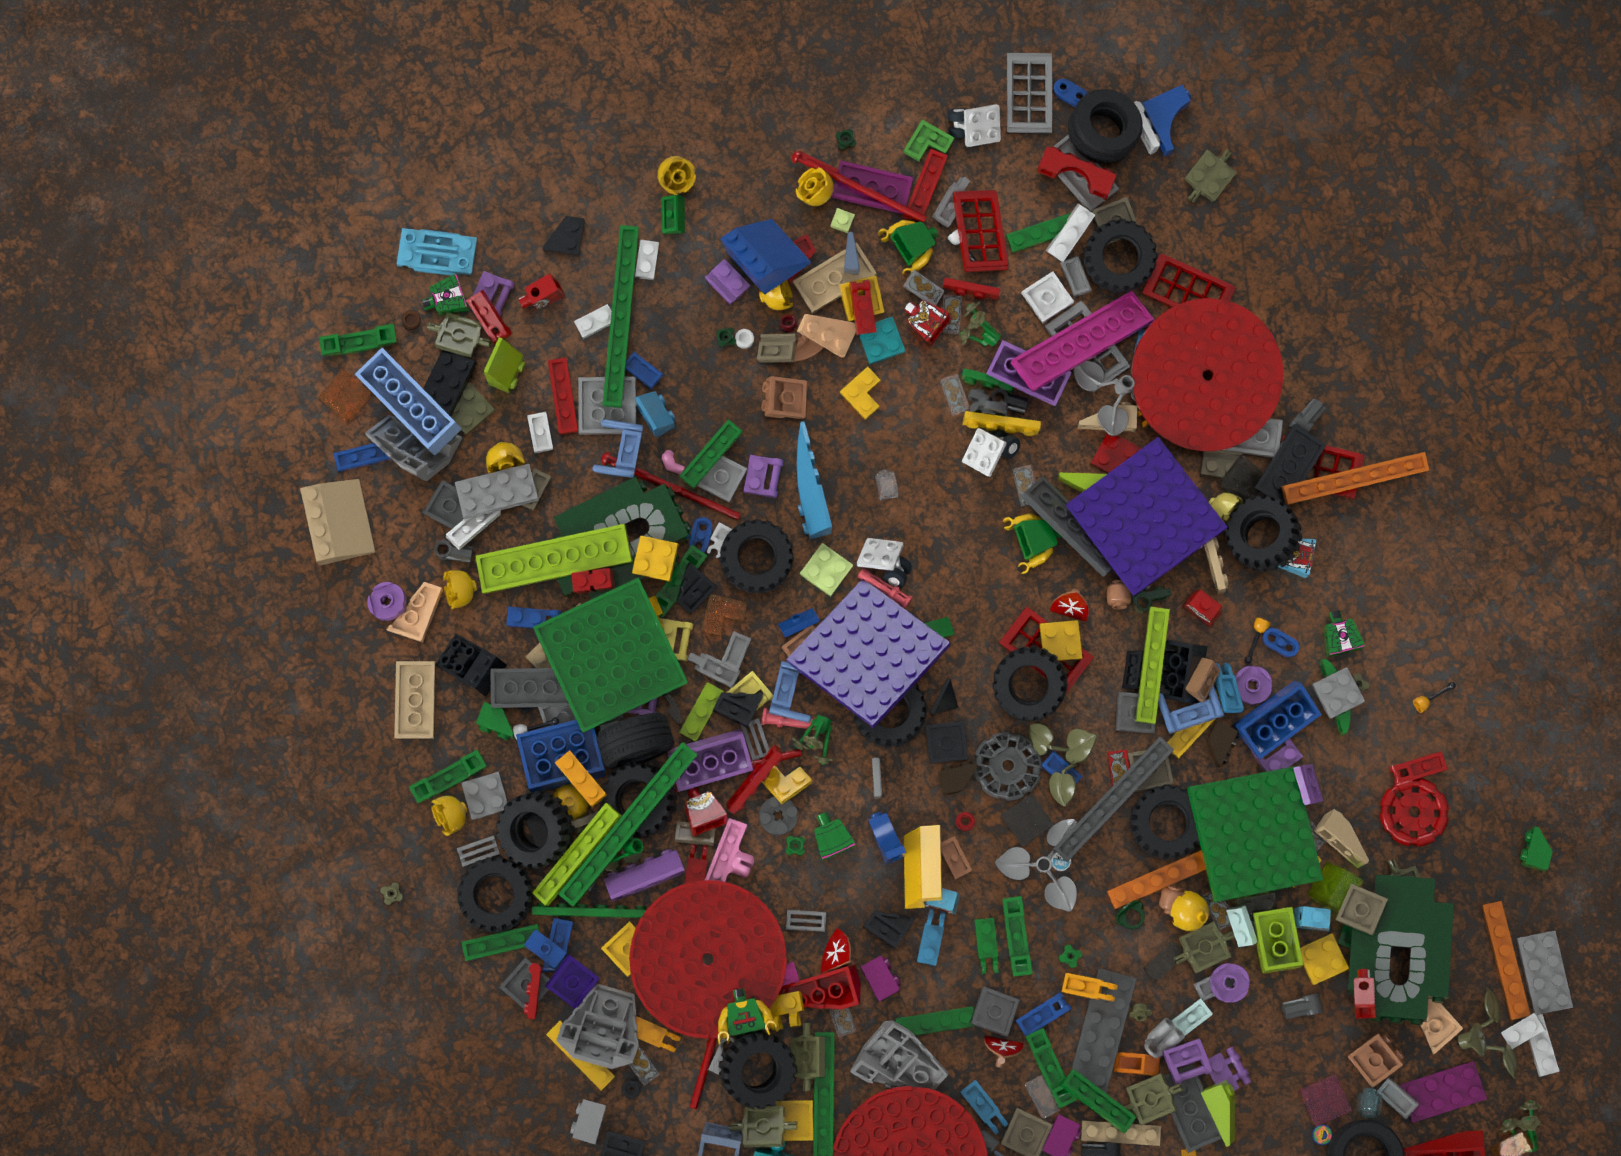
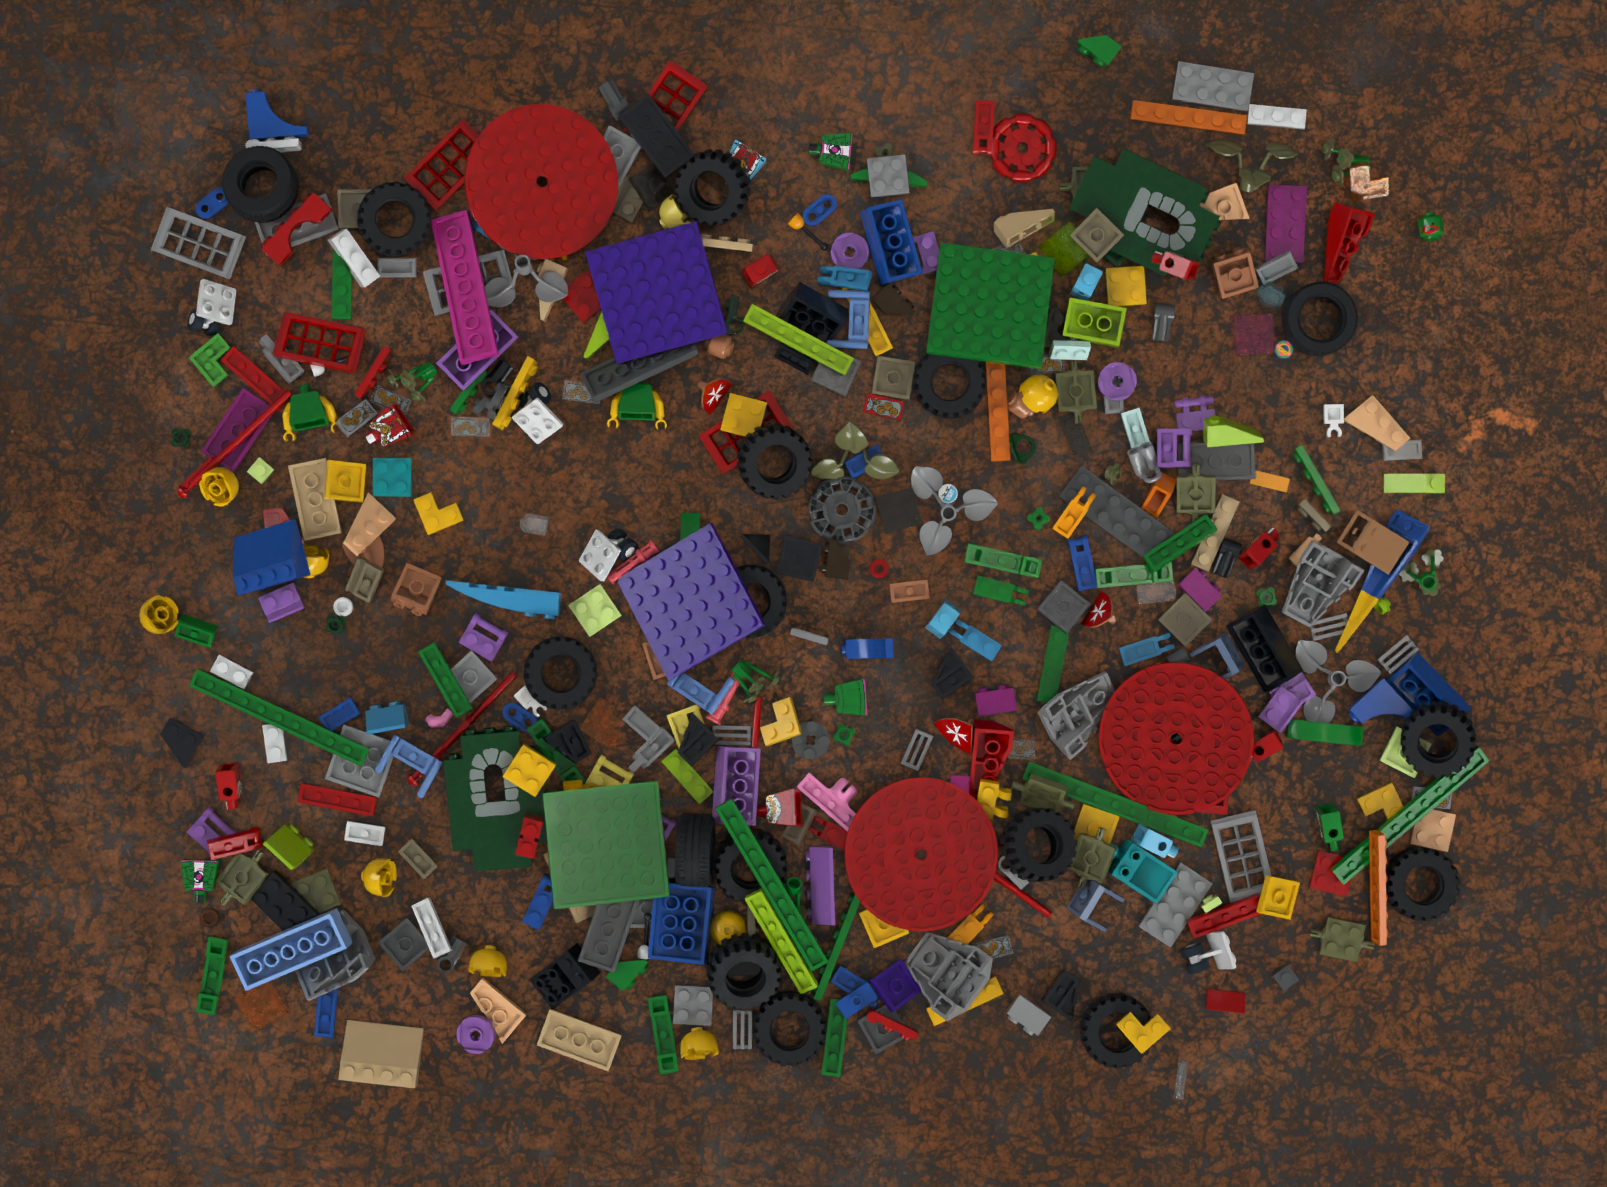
camera: 70 degrees left, 10 degrees up
(395, 897) = (753, 1118): olive plate -> none
(437, 252) = (151, 870): medium azure piece -> none
(496, 491) = (408, 895): light grey plate -> none
(554, 558) = (493, 864): lime plate -> none
(580, 778) = (712, 913): light orange plate -> none
(636, 1089) = (1012, 970): black plate -> none
(744, 1016) = (987, 840): torso -> none
(751, 783) = (773, 756): red plate -> none
(785, 320) = (339, 559): dark red plate -> none
(798, 622) = (636, 655): blue plate -> none
(851, 259) = (306, 478): sand blue slope -> none
(862, 307) = (355, 484): red plate -> none
(922, 866) = (908, 625): yellow slope -> none
(1047, 297) = (408, 302): white plate -> none
(1113, 799) = (909, 424): dark grey plate -> none
(1203, 679) = (829, 298): medium nougat slope -> none
(1210, 176) = (344, 100): olive plate -> none
(1308, 784) = (961, 237): medium lavender plate -> none
(1355, 478) = (690, 78): orange plate -> none
(1422, 703) = (924, 99): hinge -> none
(1523, 1030) = (1258, 127): white plate -> none

